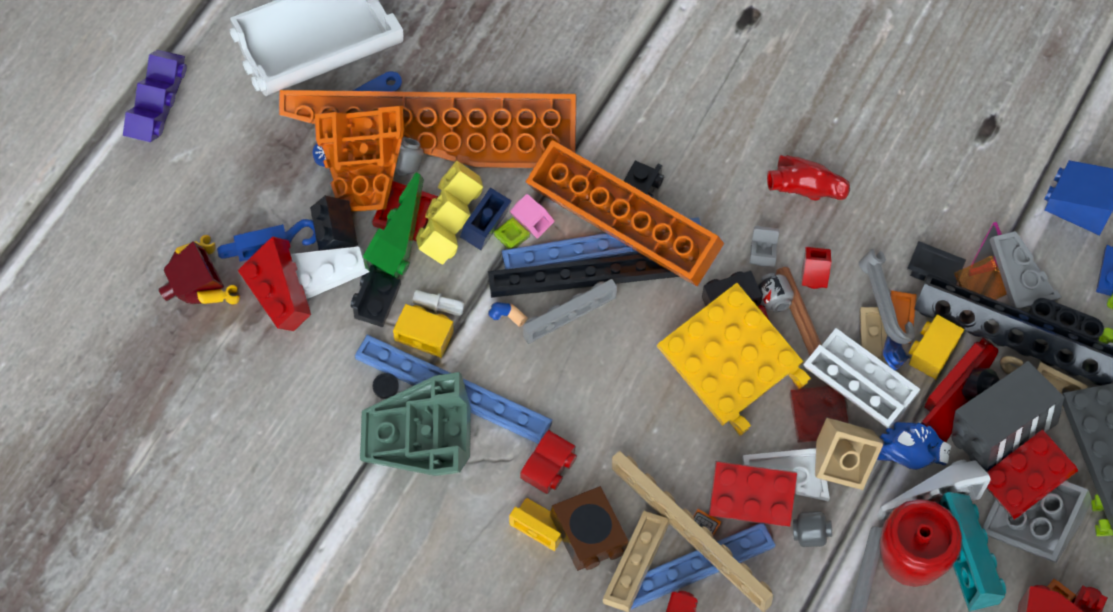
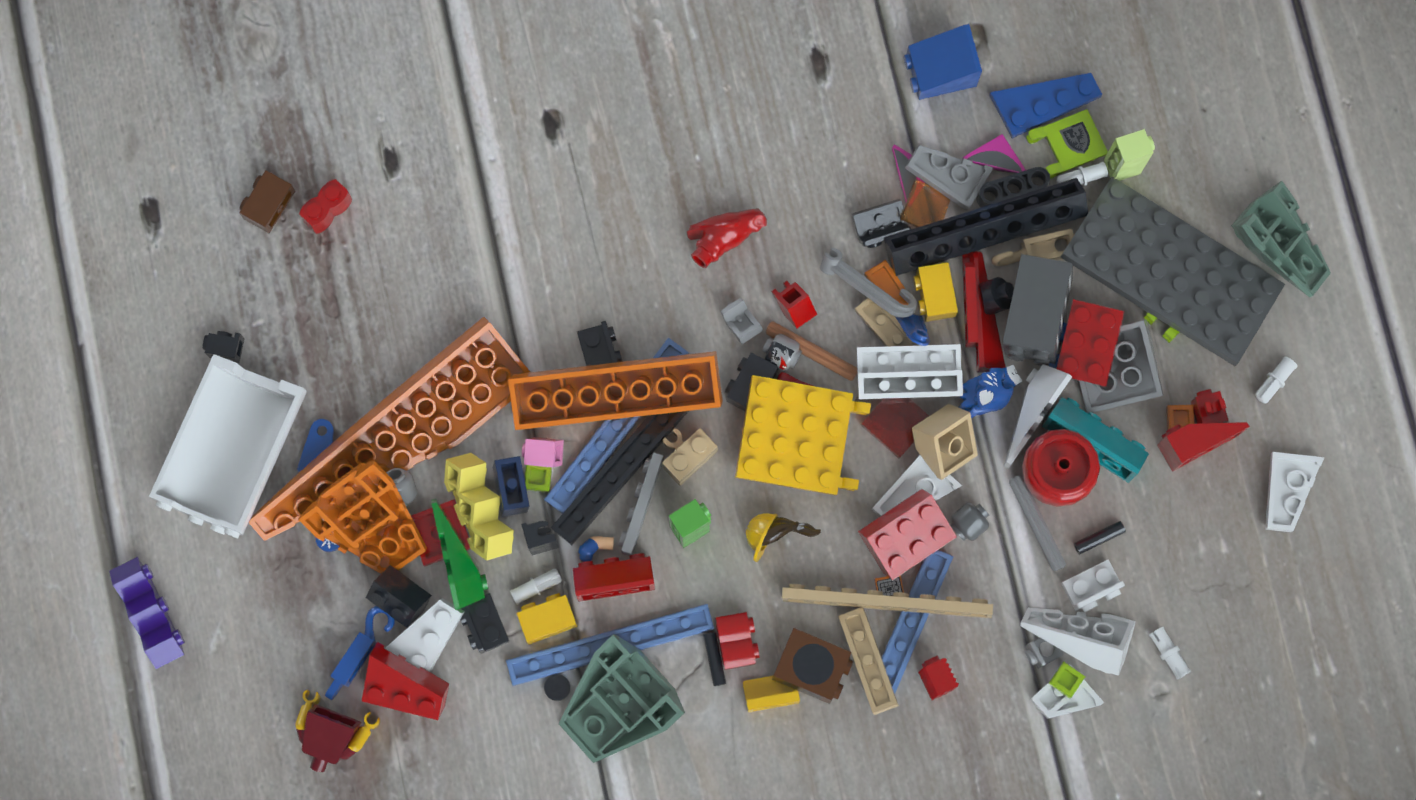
camera: 40 degrees left, 15 degrees up
(468, 271) = (537, 539): none -> black hinge
(498, 342) = (613, 577): none -> red slope
(514, 471) = (714, 659): none -> black piece
(592, 344) = (690, 522): none -> bright green brick
(636, 305) = (688, 455): none -> tan brick
(648, 405) = (770, 528): none -> piece
(1072, 289) = (998, 155): none -> tile

